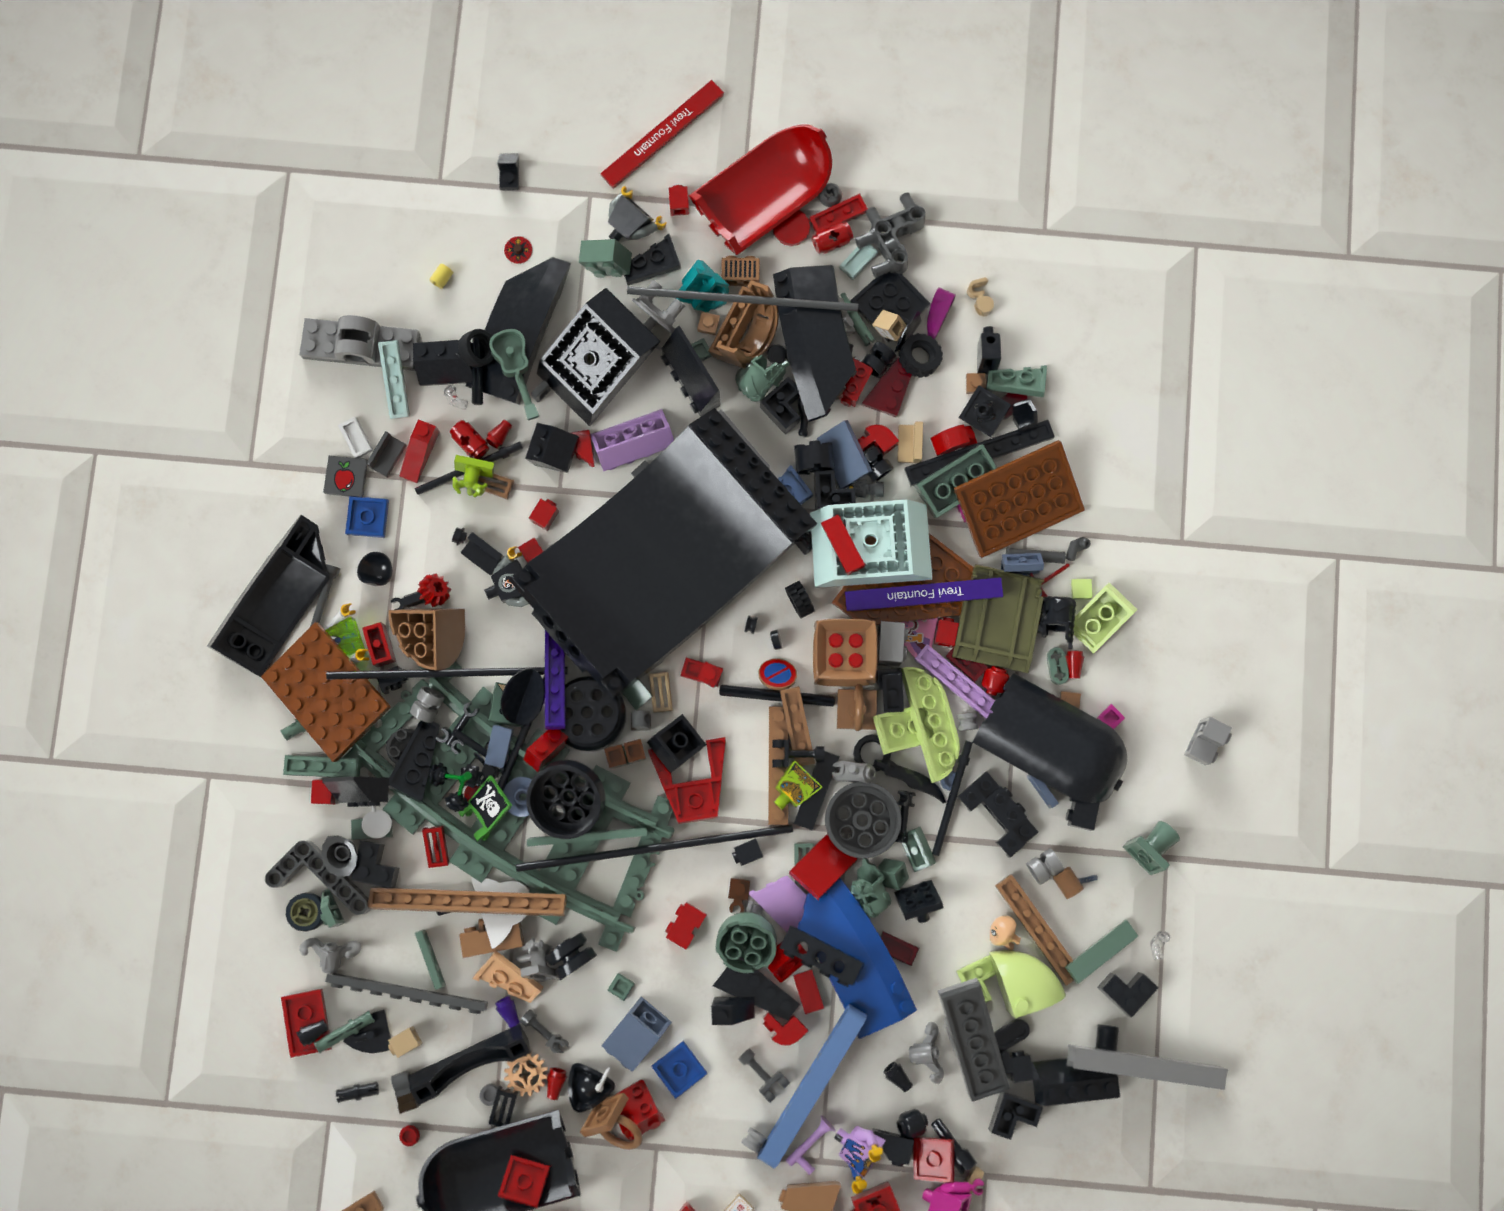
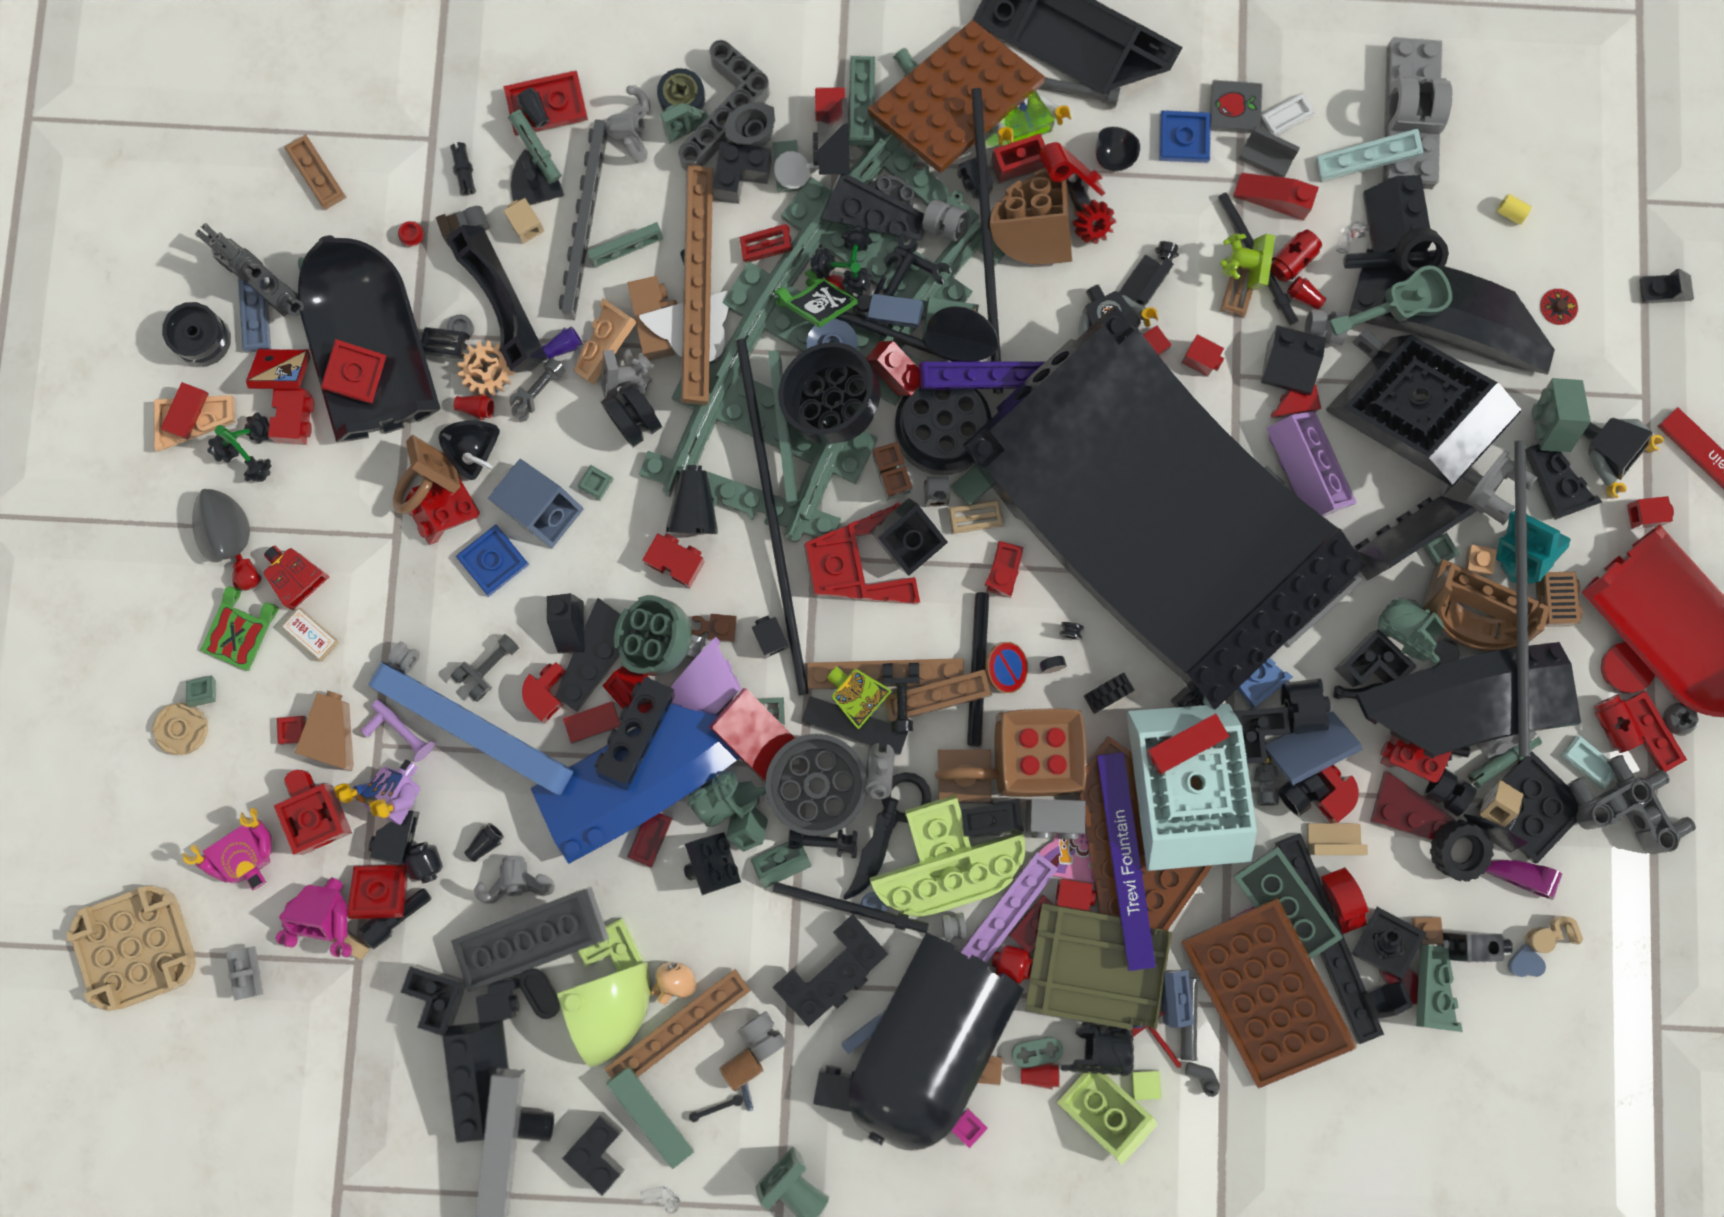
camera: 85 degrees right, 0 degrees up
(389, 611) = (1062, 164): none -> red door
(522, 426) = (1318, 324): none -> light grey wheel
(645, 909) = (692, 504): none -> black cone
(999, 317) = (1526, 963): none -> sand blue tile
(1089, 886) = (737, 1101): none -> black hinge

